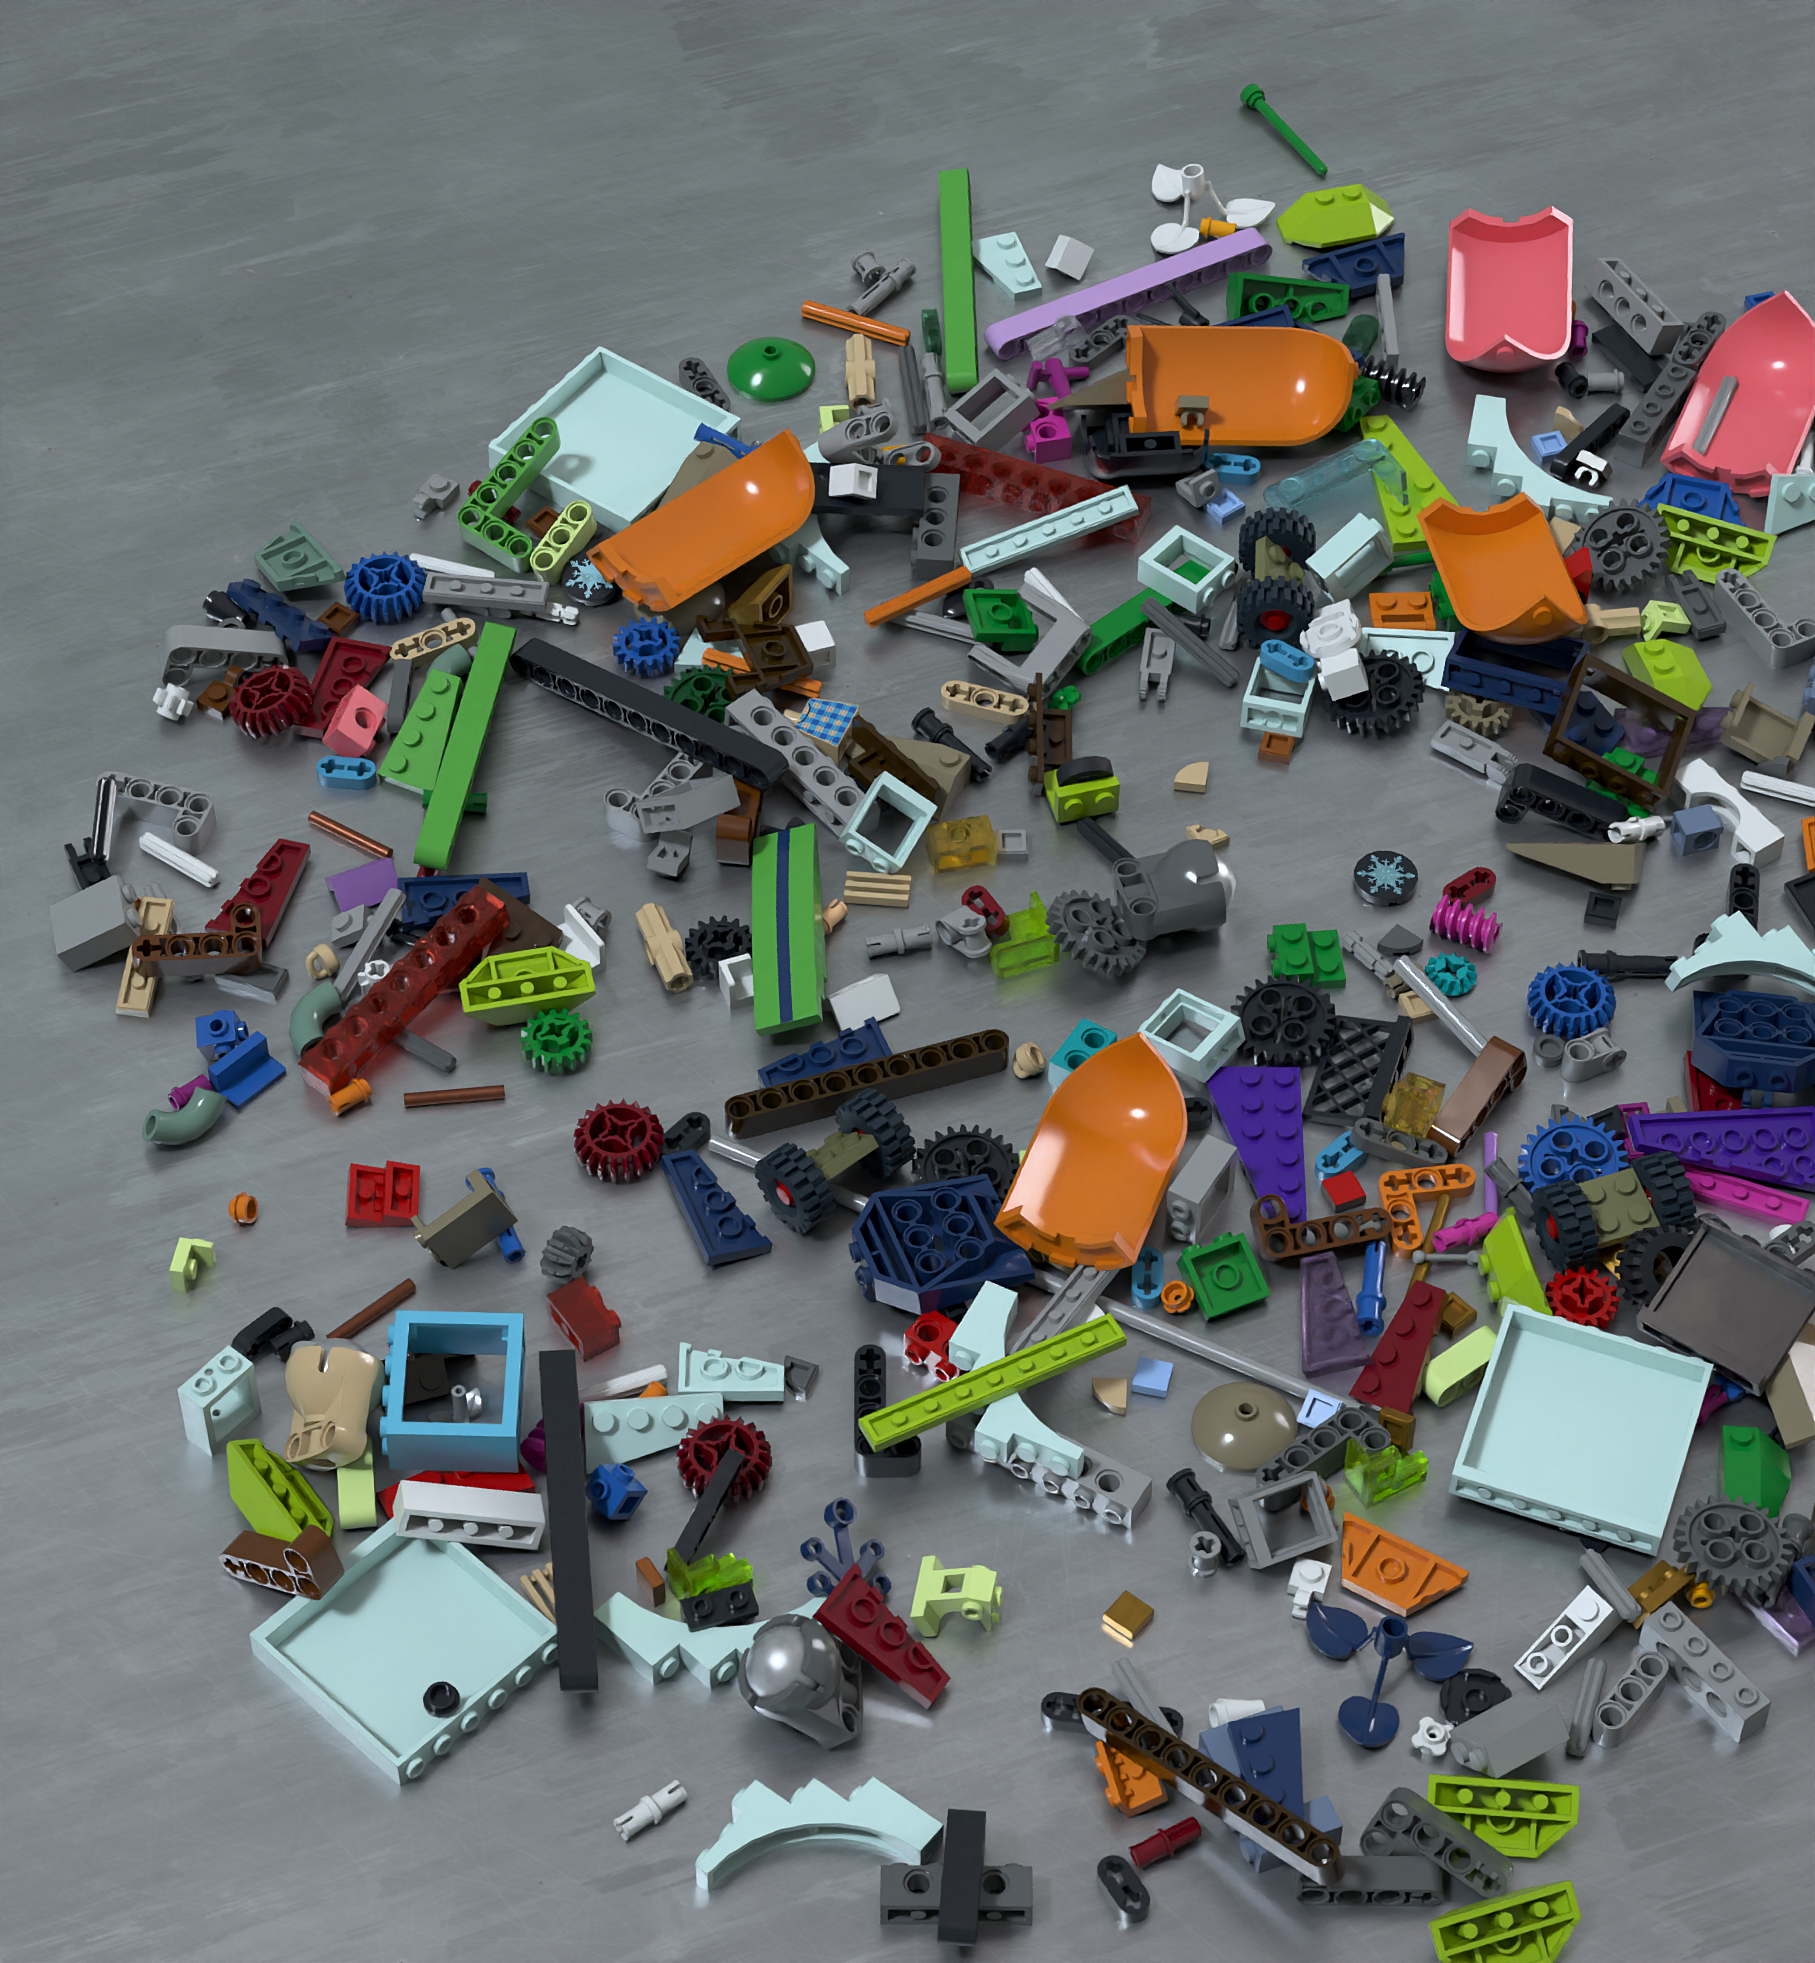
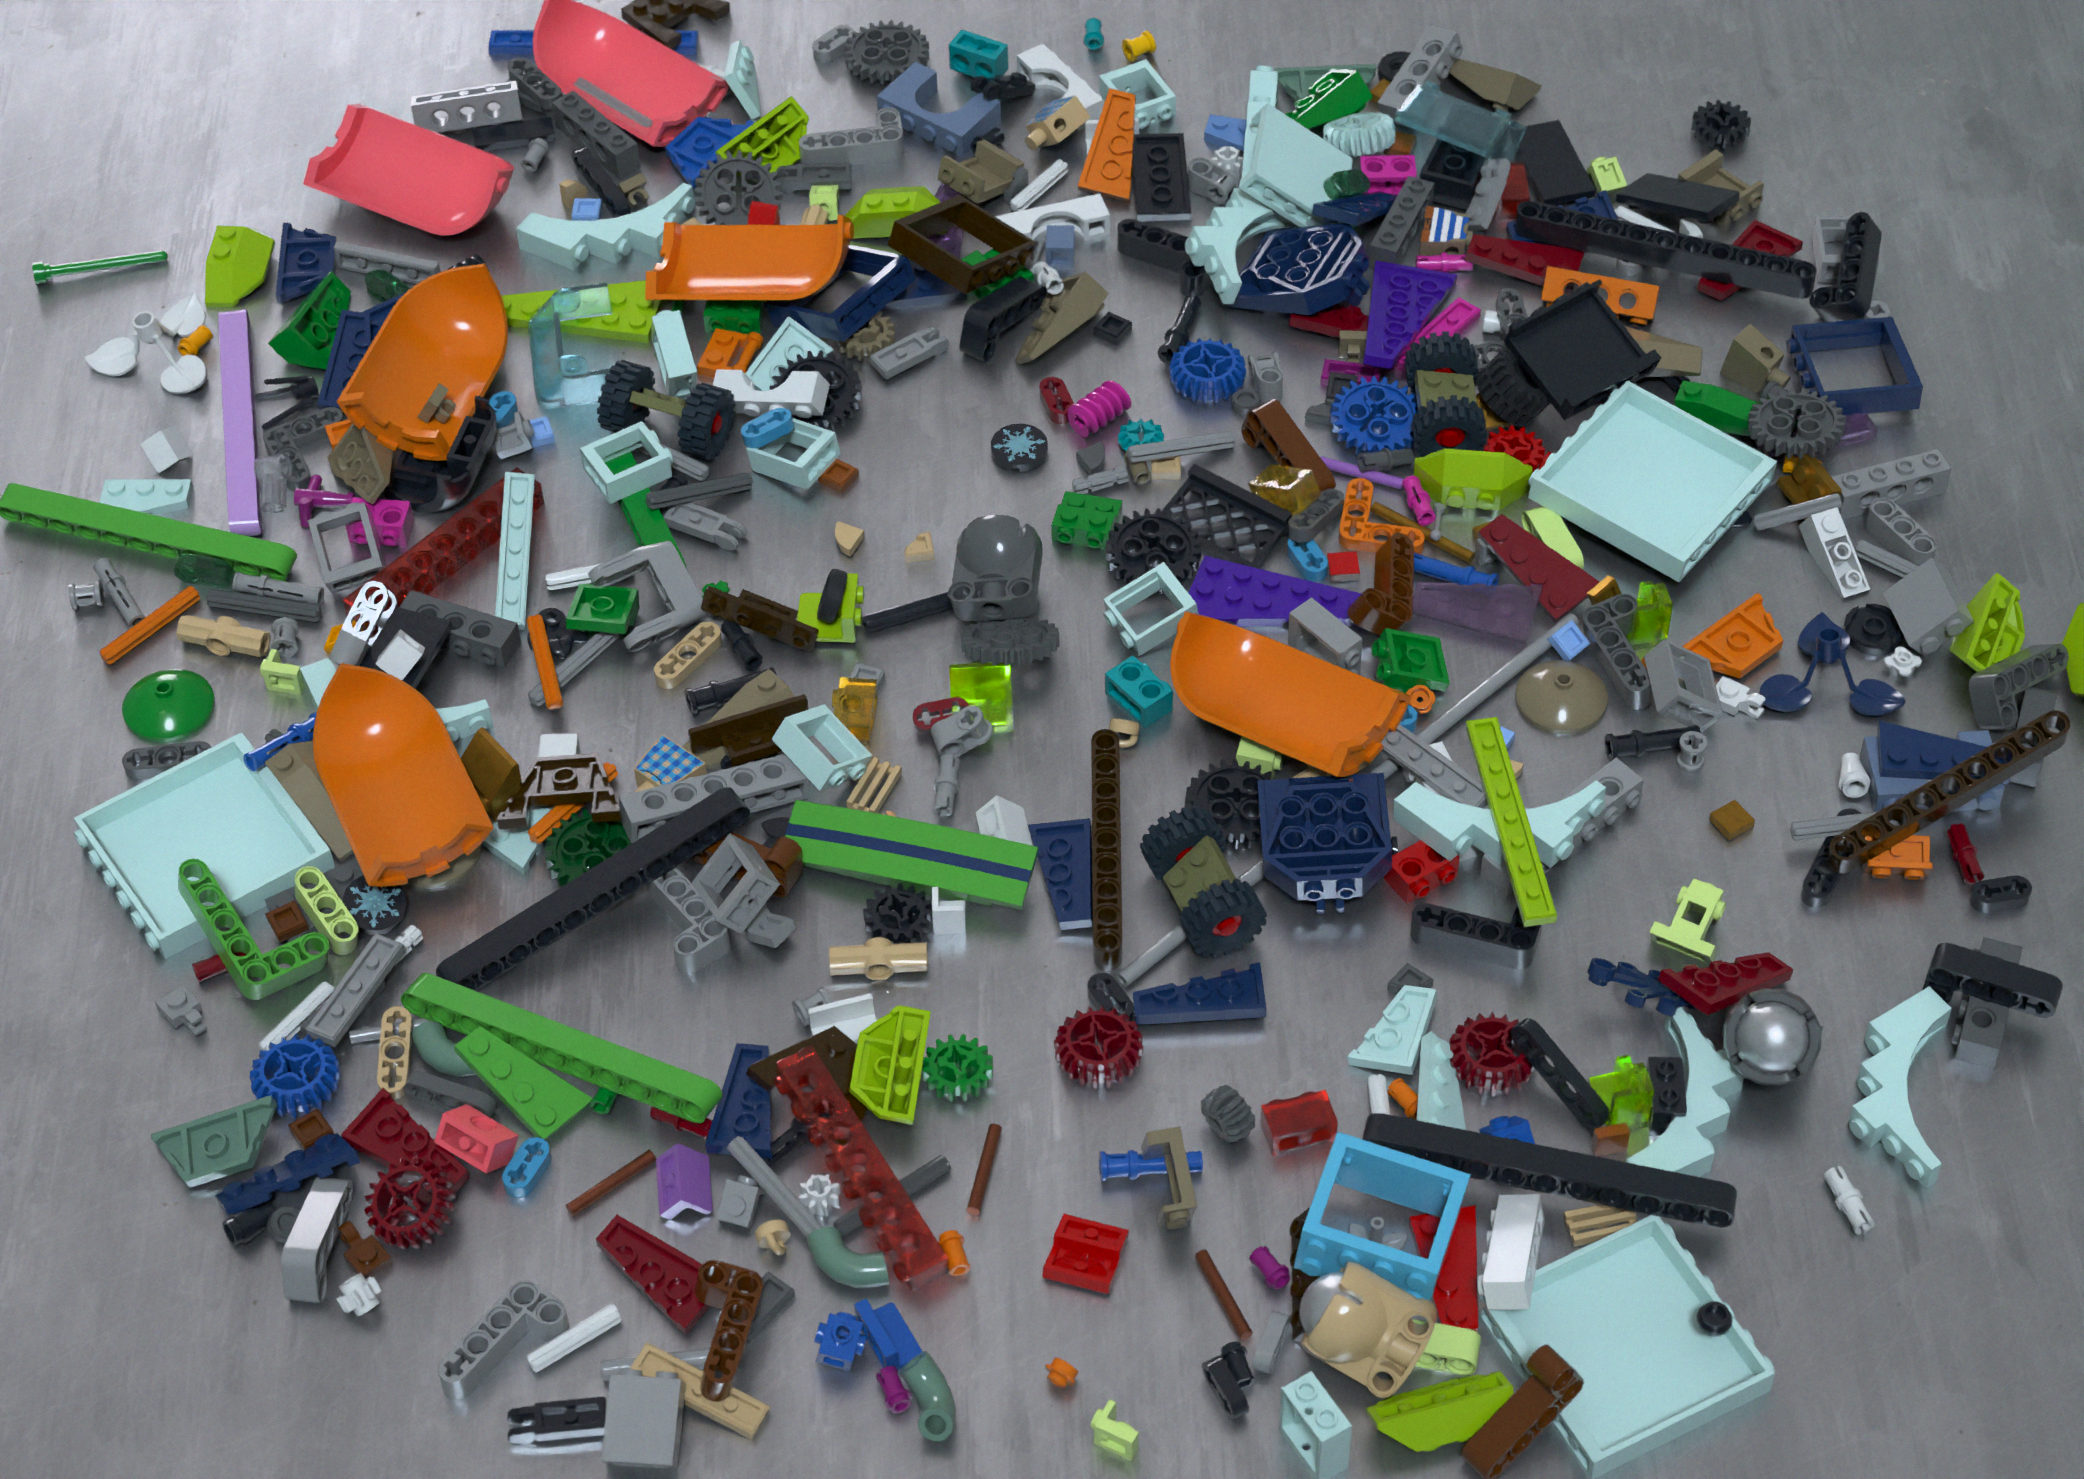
camera: 70 degrees left, 0 degrees up
(103, 821) = (509, 1384): black axle -> none
(646, 646) = (490, 882): blue gear -> none
(1330, 634) = (761, 386): white tile -> none
(1575, 384) = (524, 173): black pin -> none

